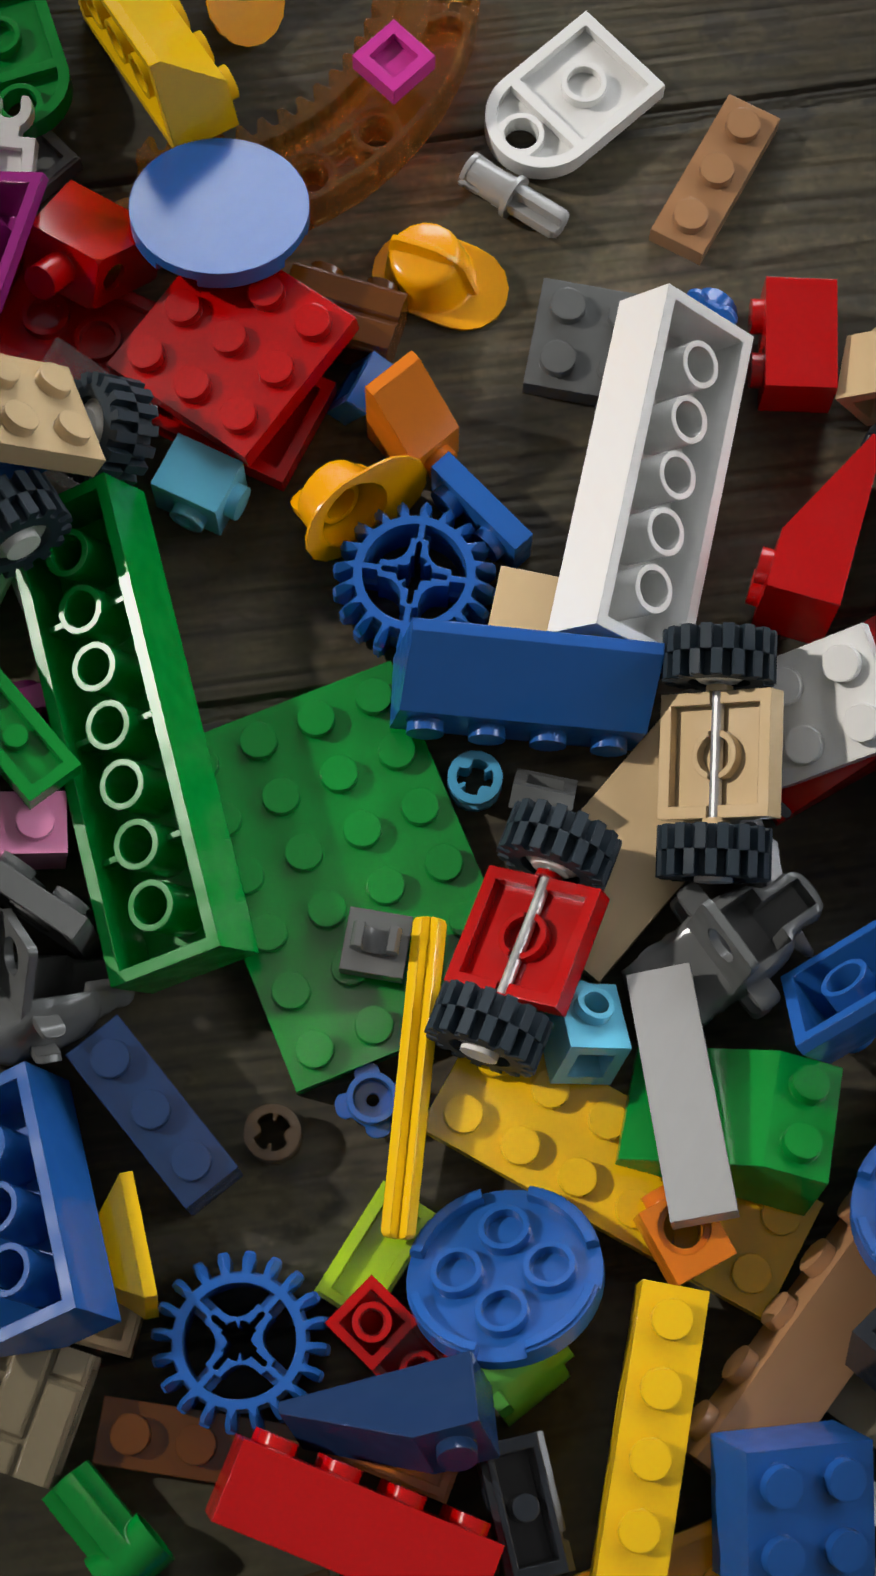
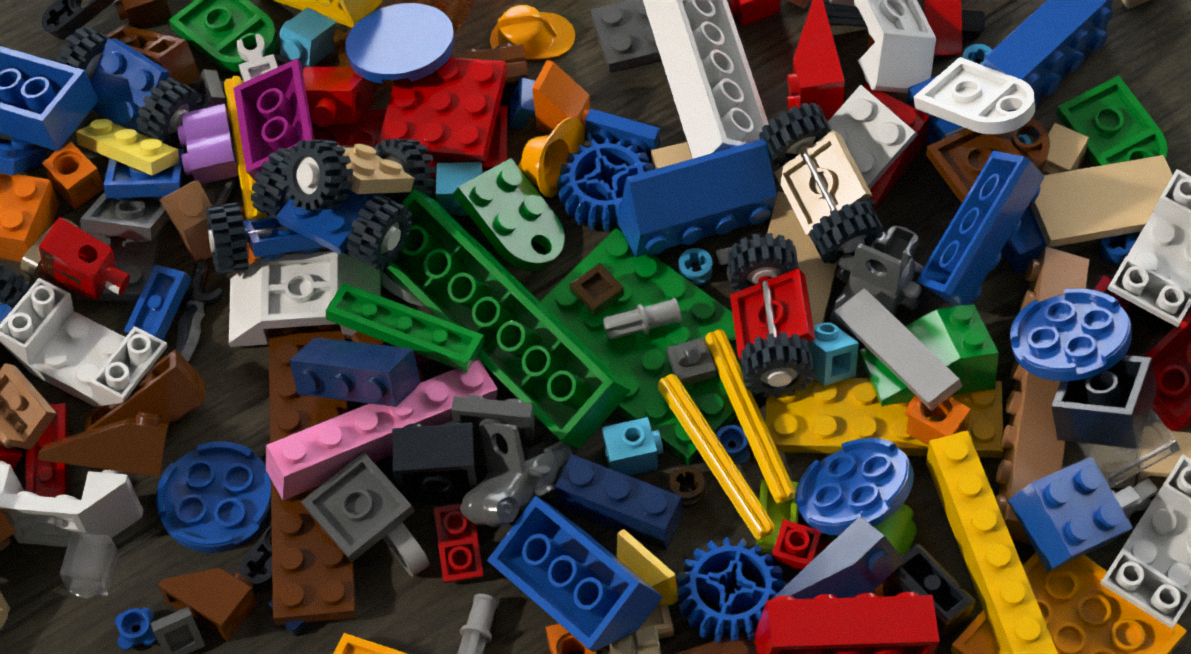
camera: 20 degrees left, 15 degrees down
(105, 130) = (307, 37): none -> medium azure brick
(221, 1034) = (632, 446): none -> medium azure brick
(244, 568) = (512, 216): none -> plate
(299, 758) = (597, 289): none -> dark brown plate
(329, 1119) = (716, 457): none -> yellow axle
(339, 839) = (642, 319): none -> light grey axle

